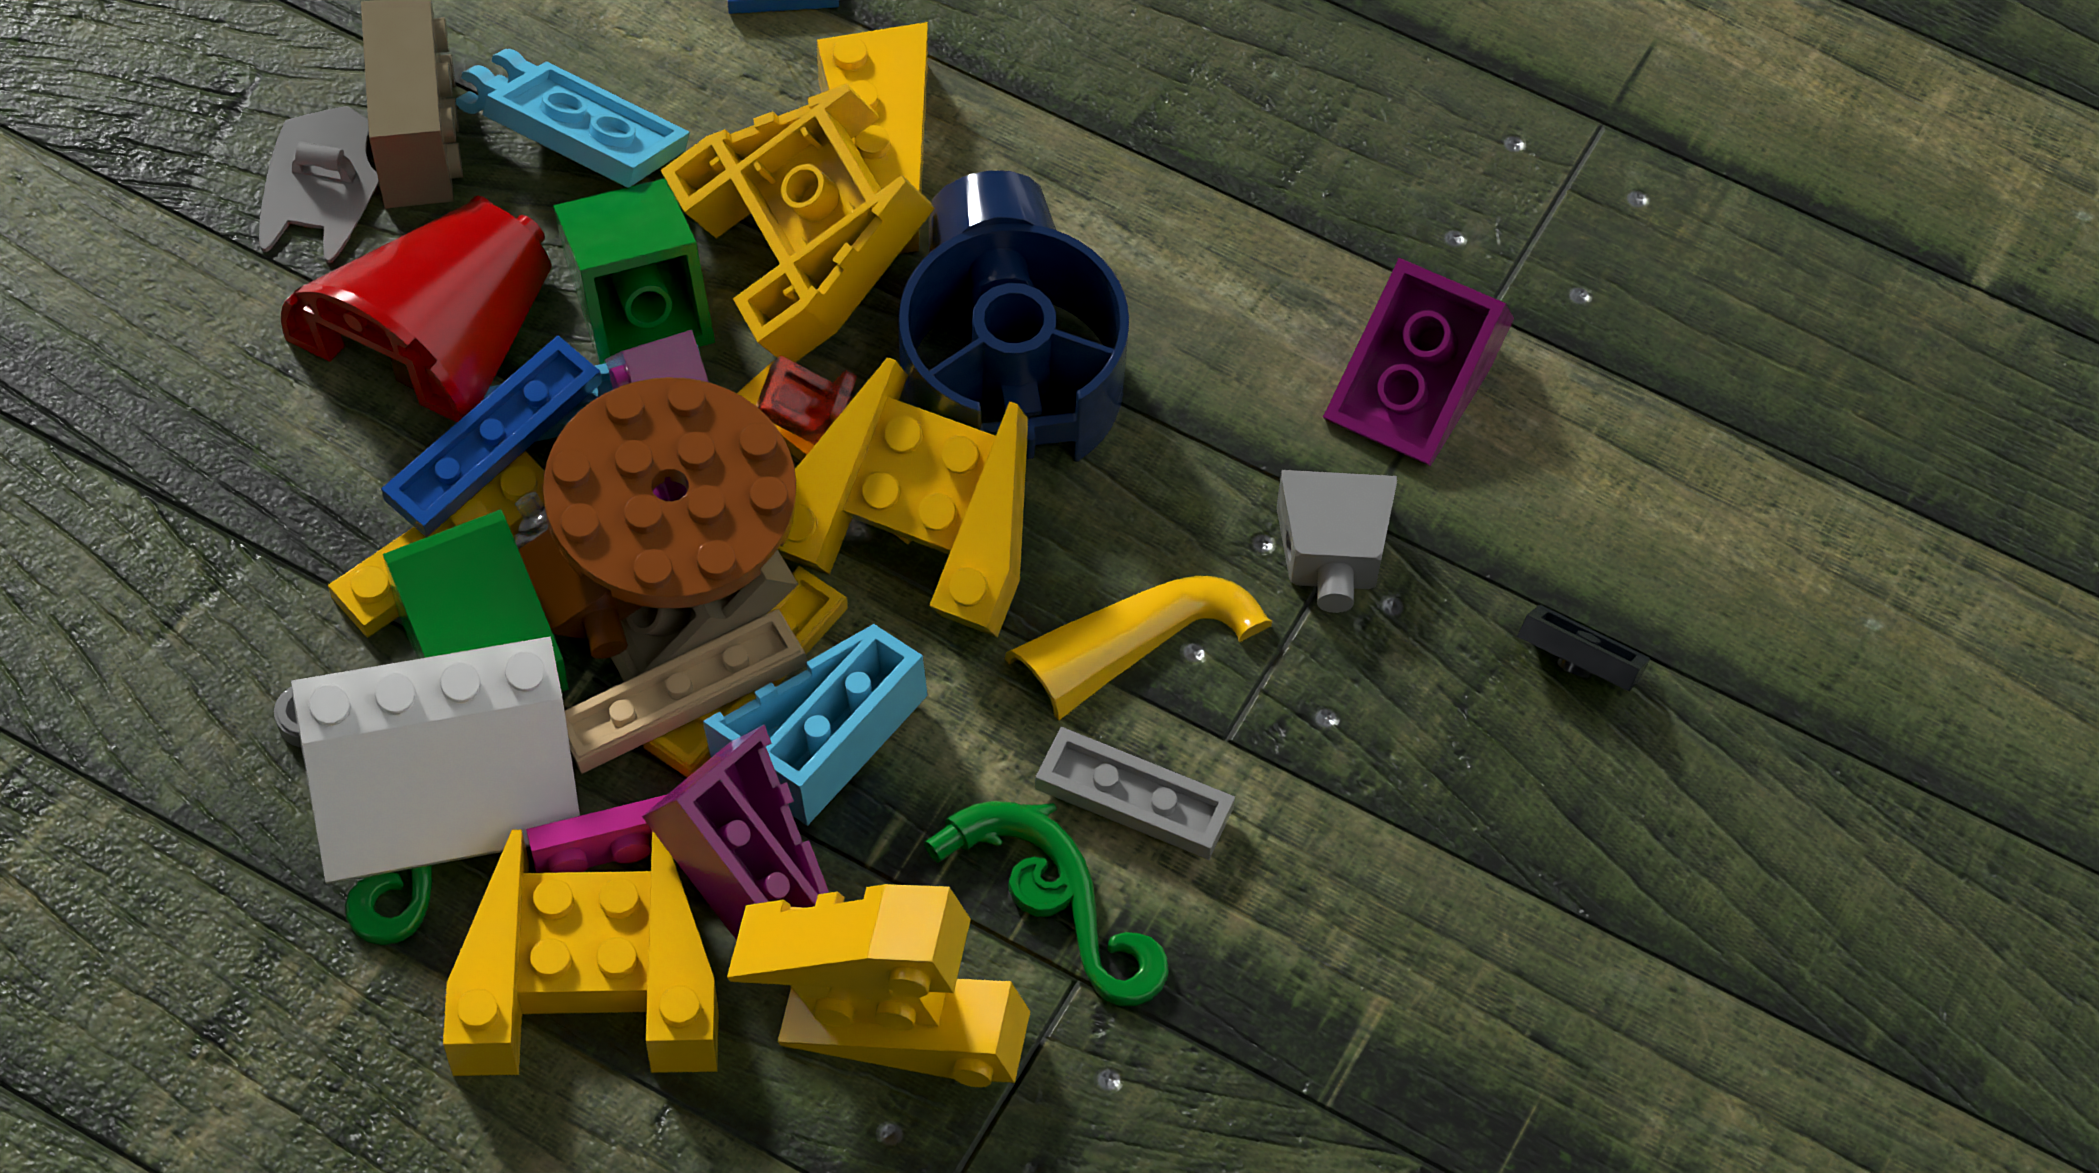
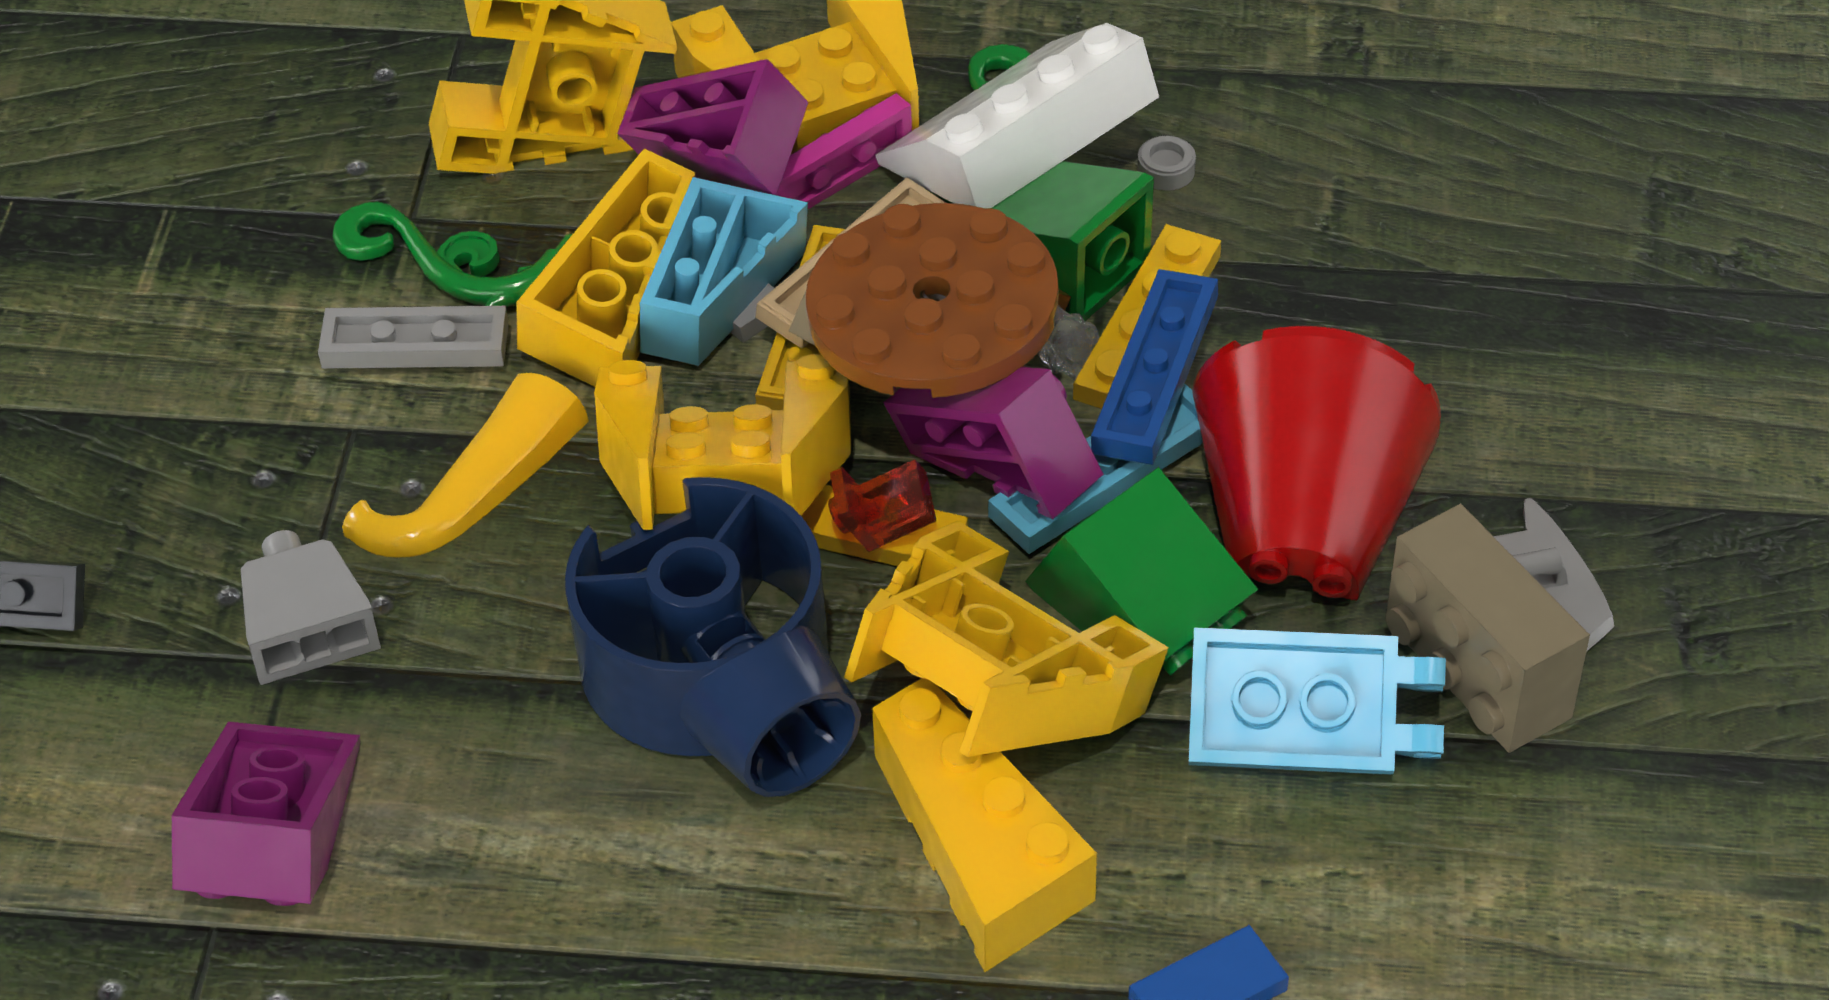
camera: 160 degrees right, 10 degrees down
(919, 758) = (589, 295): none -> yellow wedge

